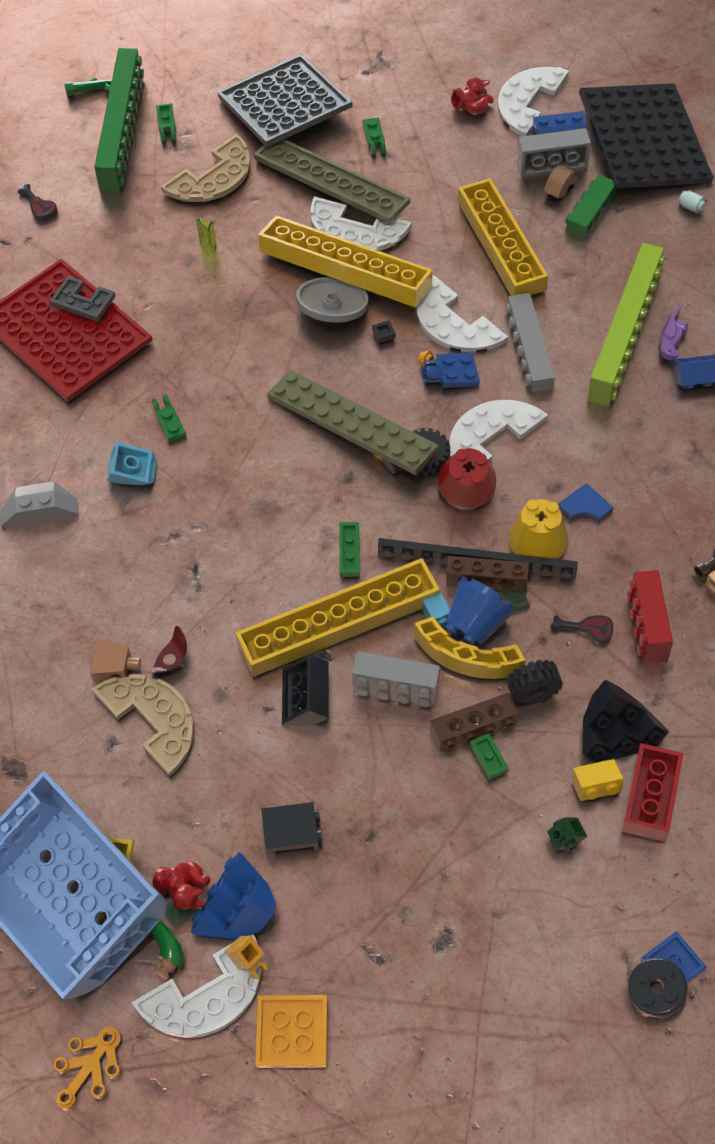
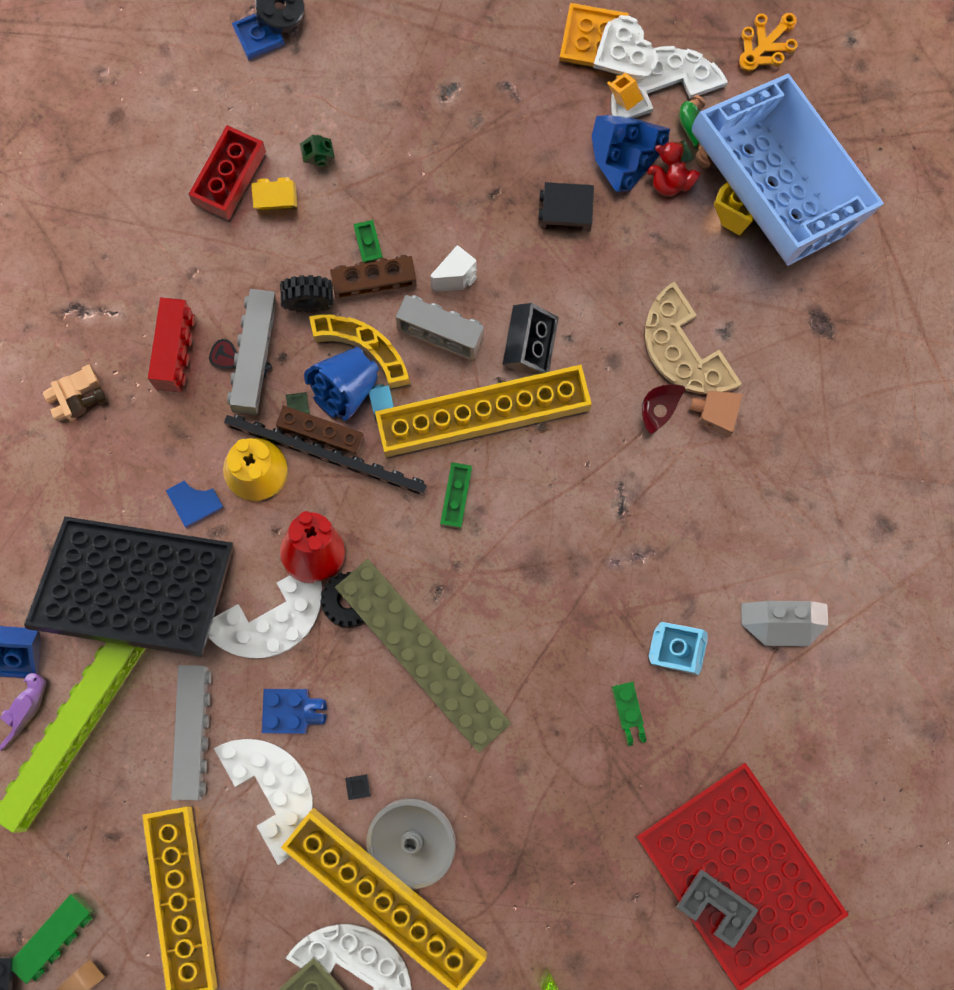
camera: 175 degrees left, 20 degrees up
(253, 1010) = (625, 50): none -> white plate
(392, 733) = (454, 272): none -> white slope
(424, 356) = (317, 733): light orange plate -> none
(571, 629) = (253, 352): none -> light grey brick
(613, 418) = (130, 586): none -> black plate
(617, 725) = (238, 247): black brick -> none

